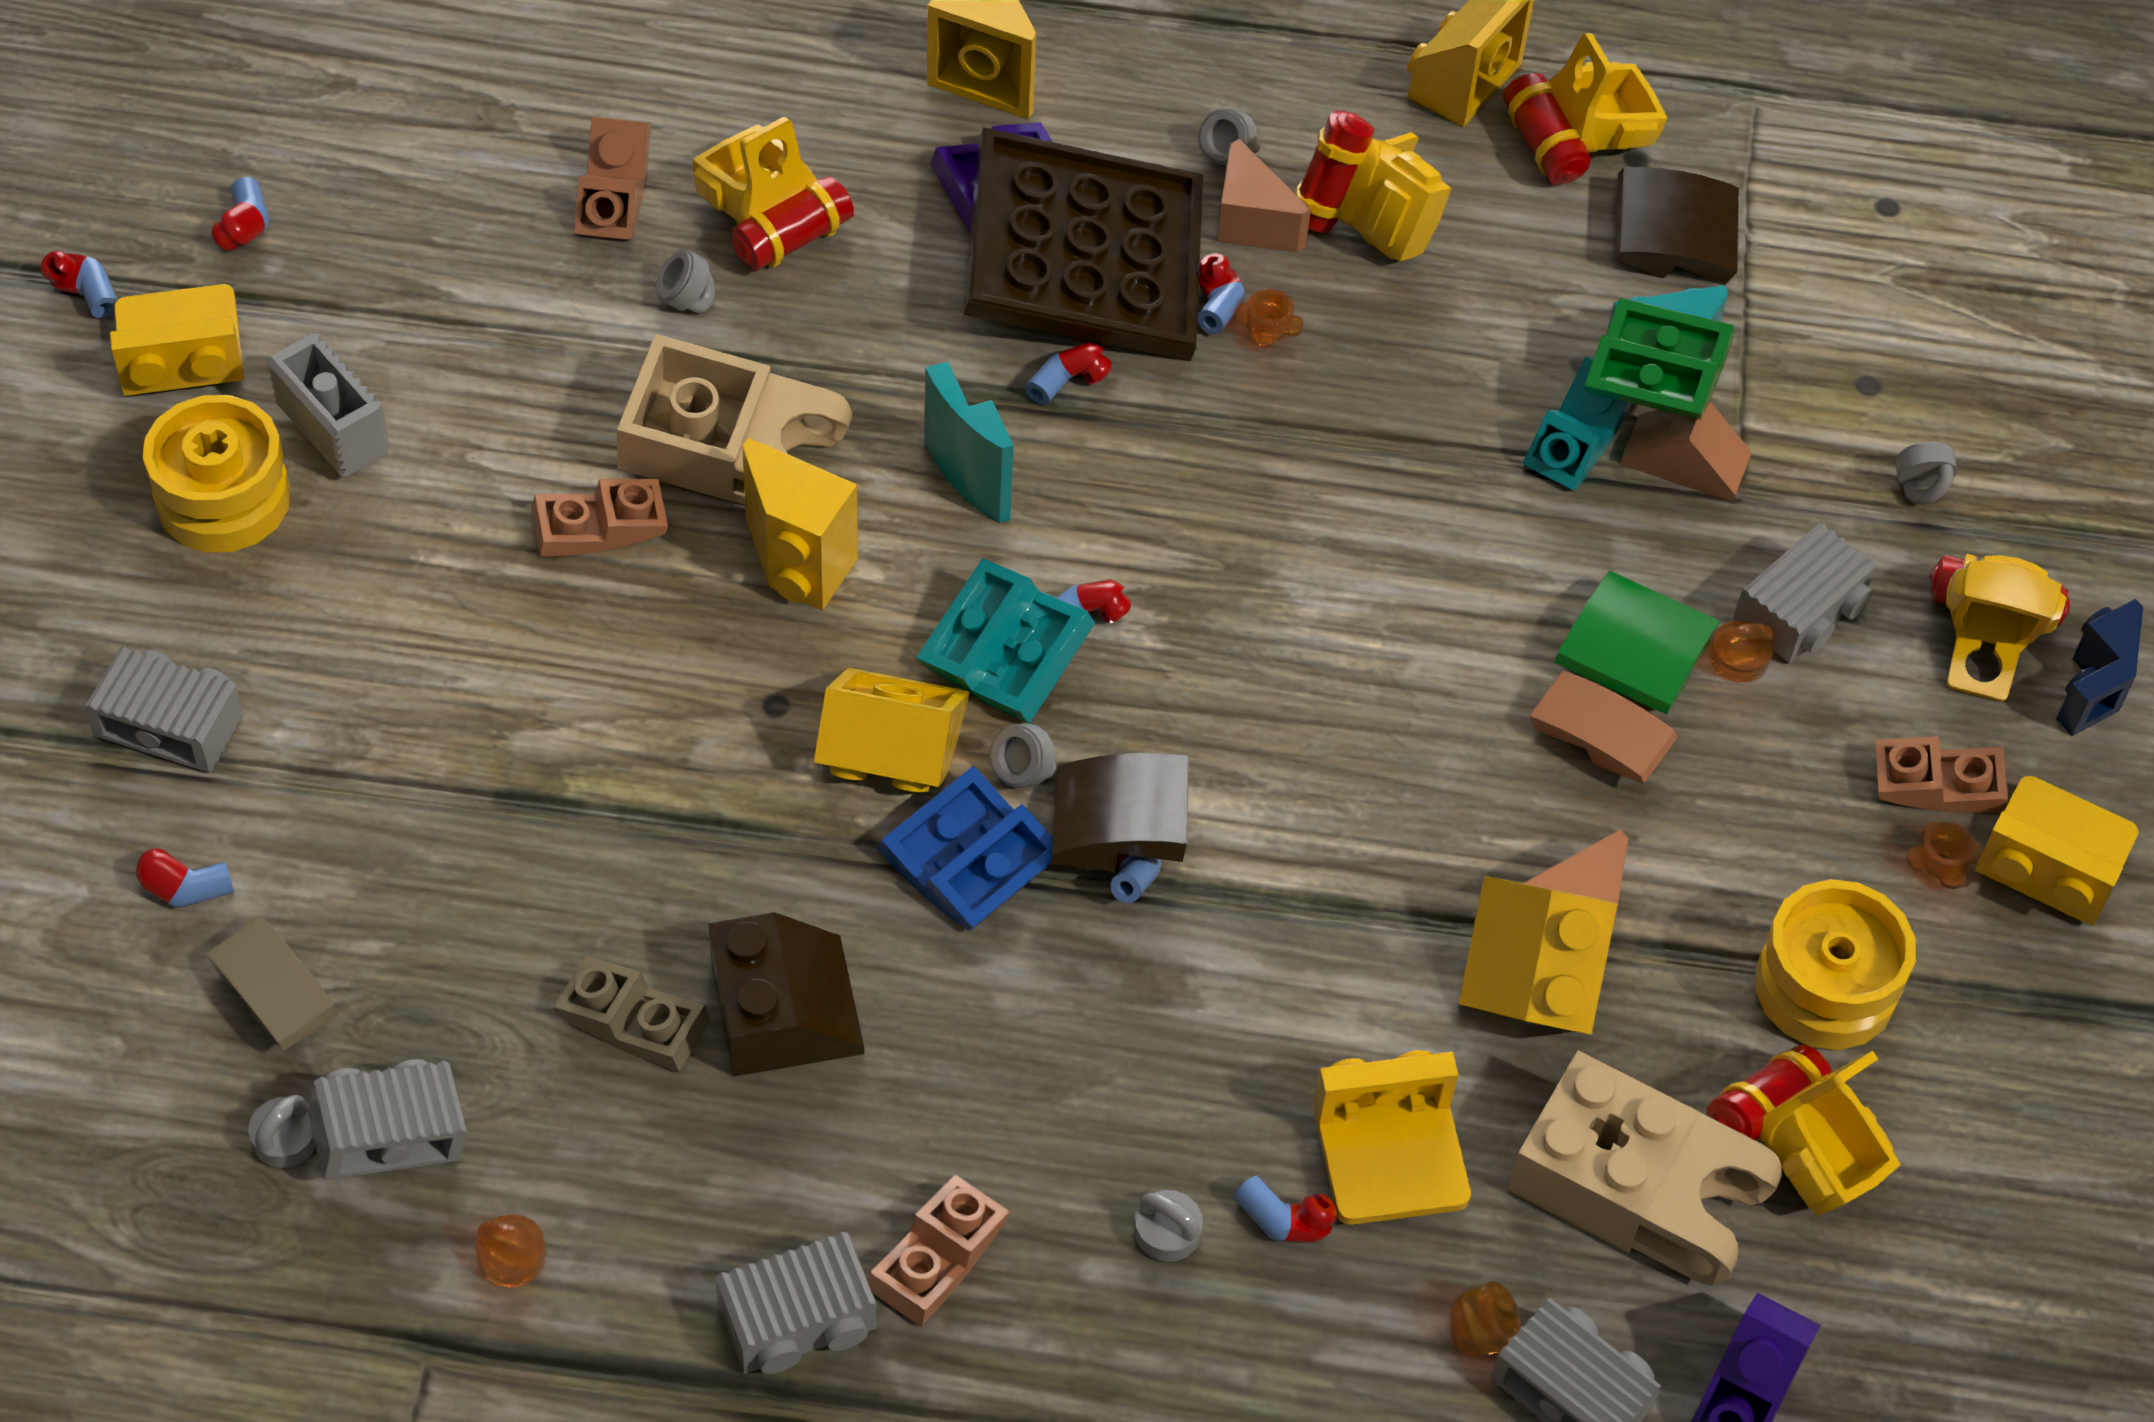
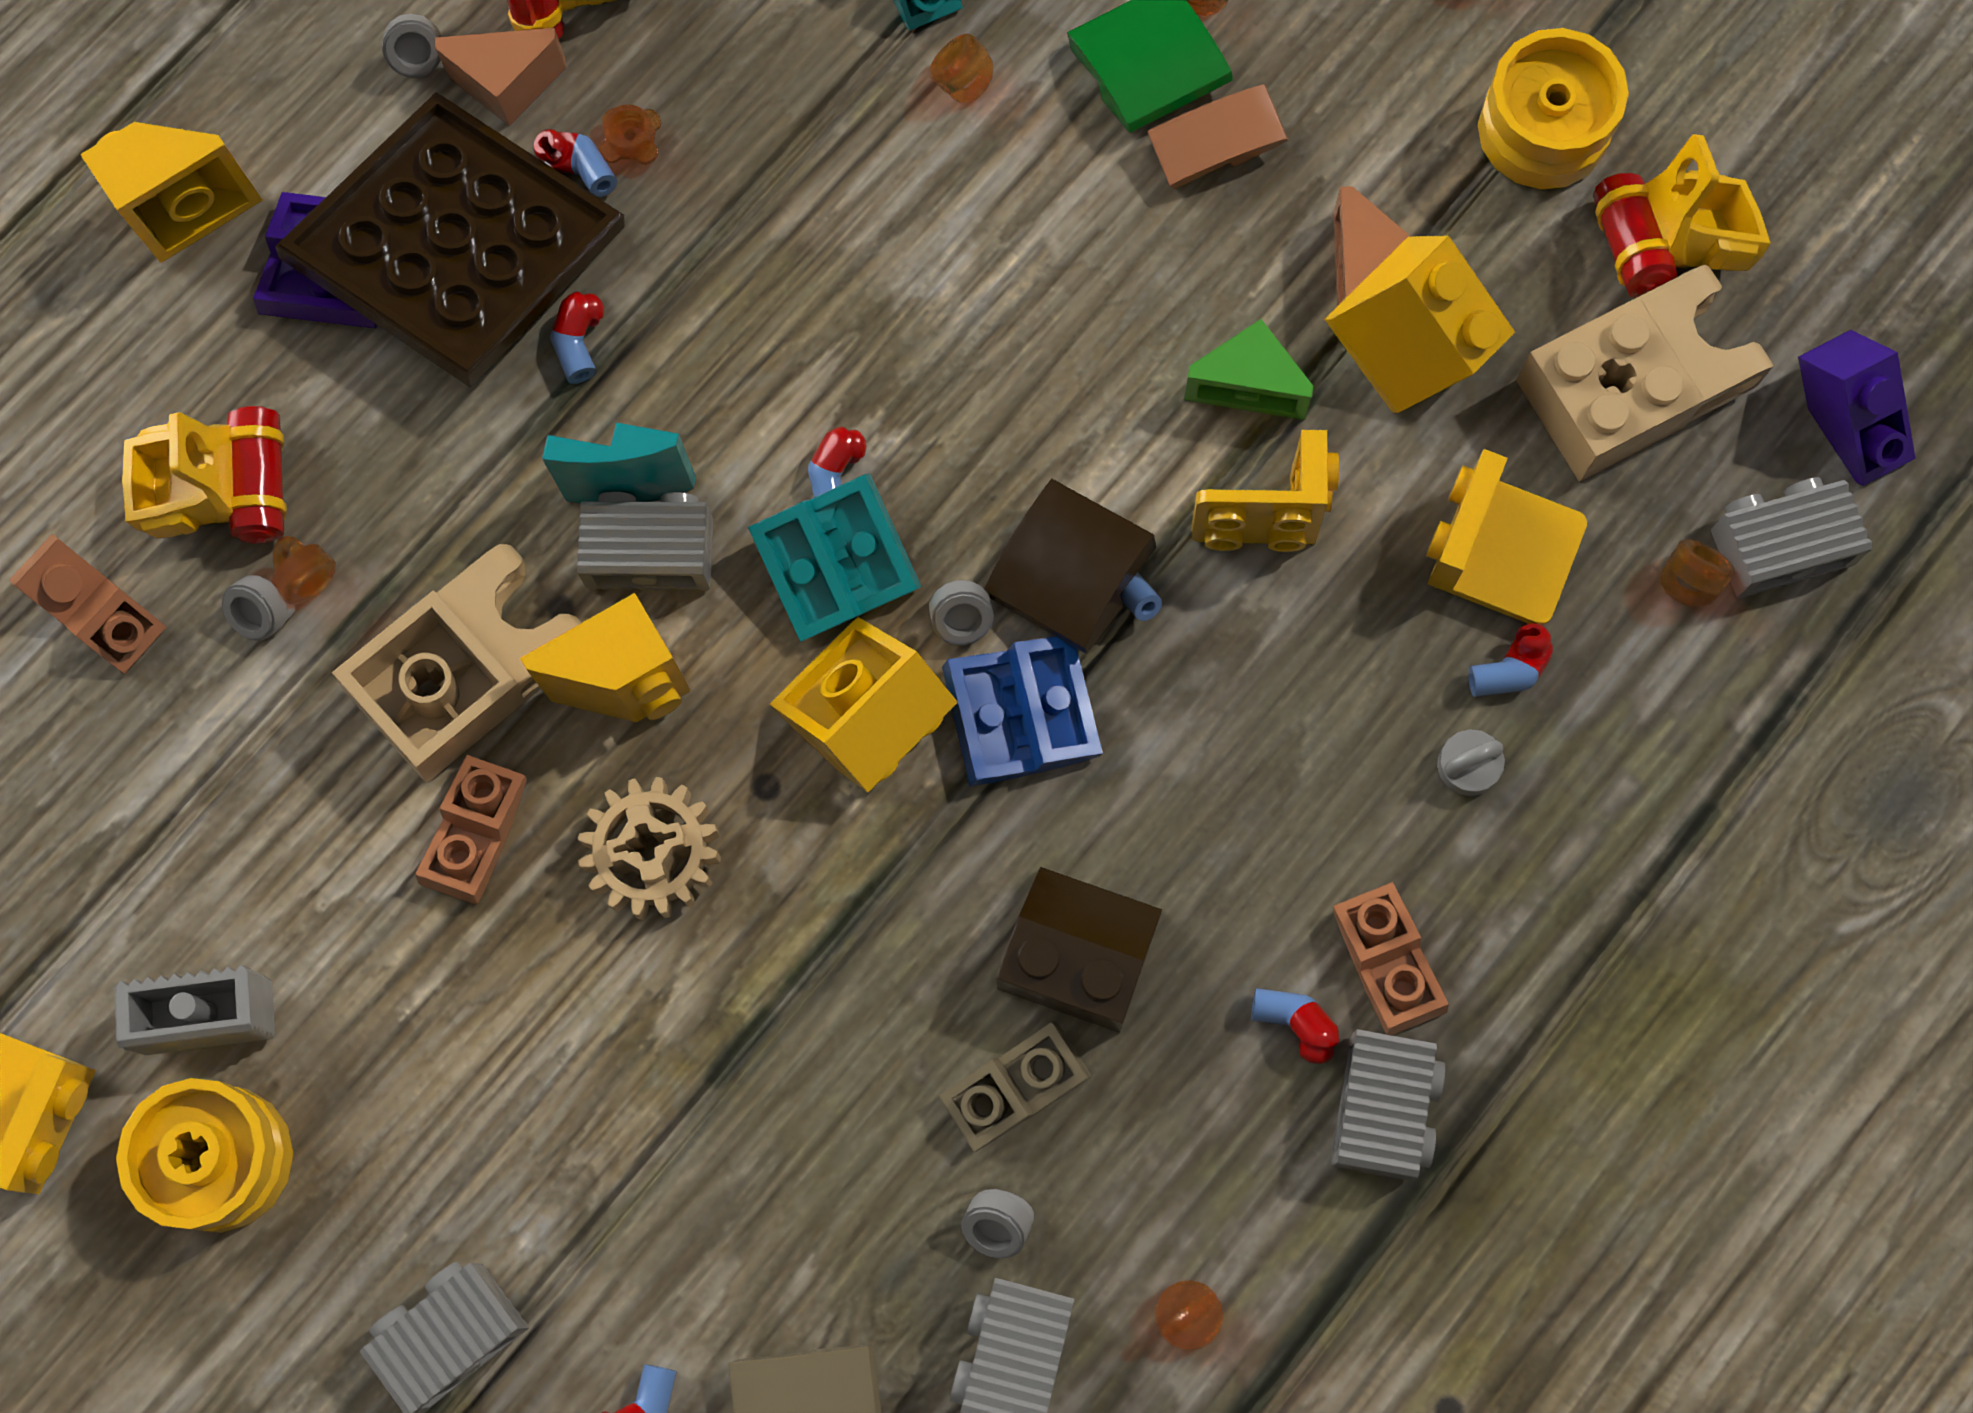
camera: 50 degrees left, 20 degrees up
(502, 1055) = (997, 1223): none -> light grey tile
(662, 639) = (675, 843): none -> tan gear
(734, 294) = (303, 572): none -> clear orange tile
(838, 1203) = (1303, 1016): none -> arm
(921, 504) = (645, 543): none -> light grey brick
(1289, 946) = (1270, 516): none -> yellow bracket
(1397, 857) = (1251, 375): none -> bright green slope
(1513, 505) = (959, 64): none -> clear orange tile

